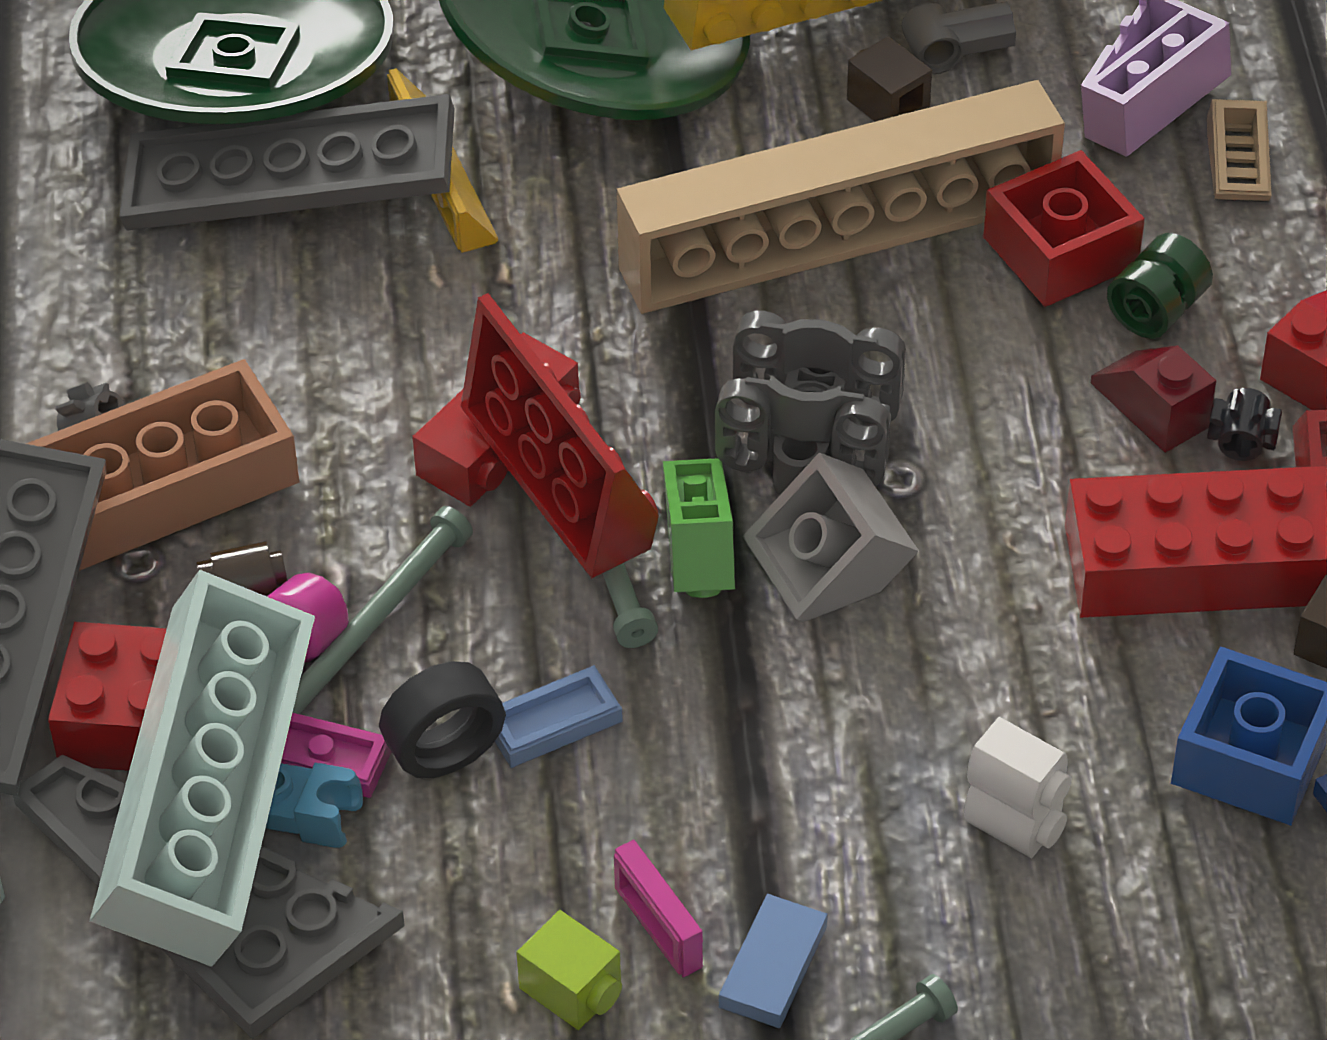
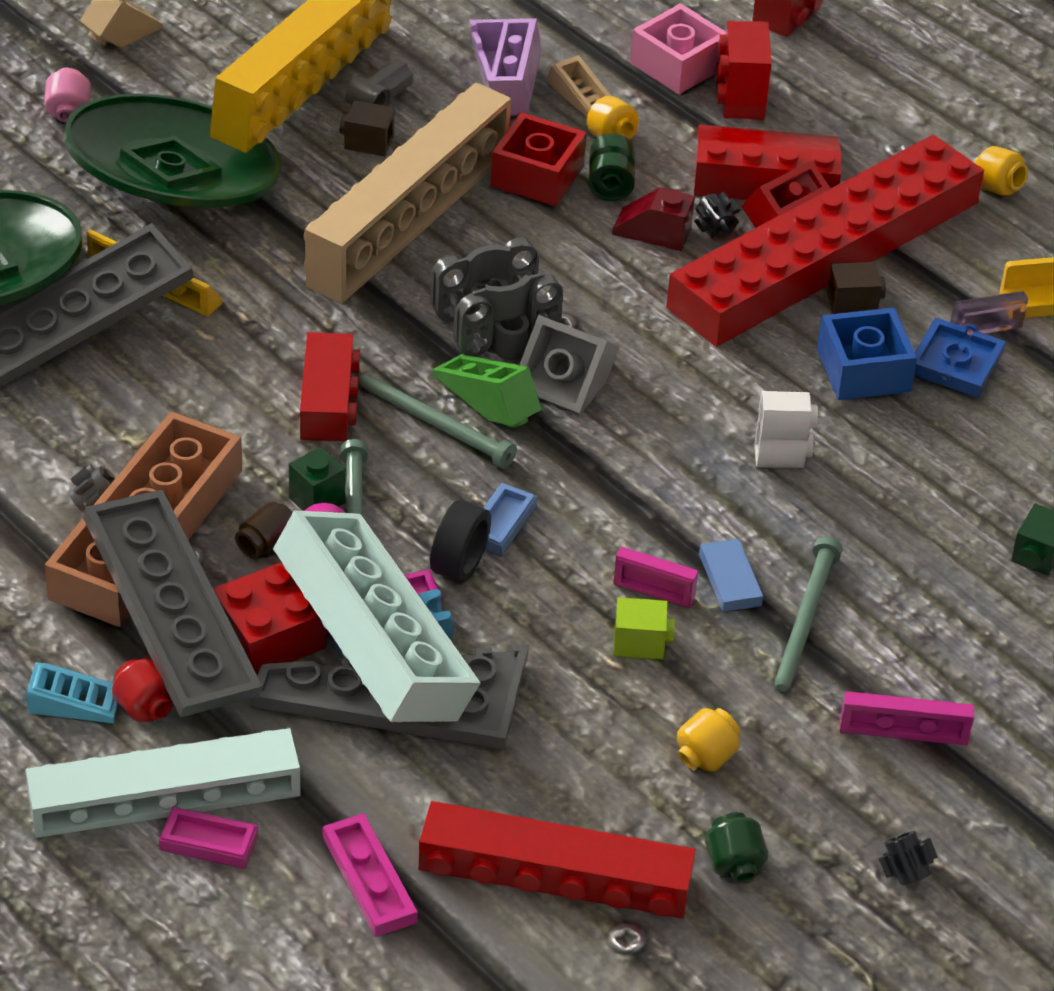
camera: 40 degrees left, 5 degrees down
(355, 544) = (316, 480): none -> dark green brick
(553, 447) = (402, 365): red slope -> none
(1228, 212) = (613, 117): none -> yellow head

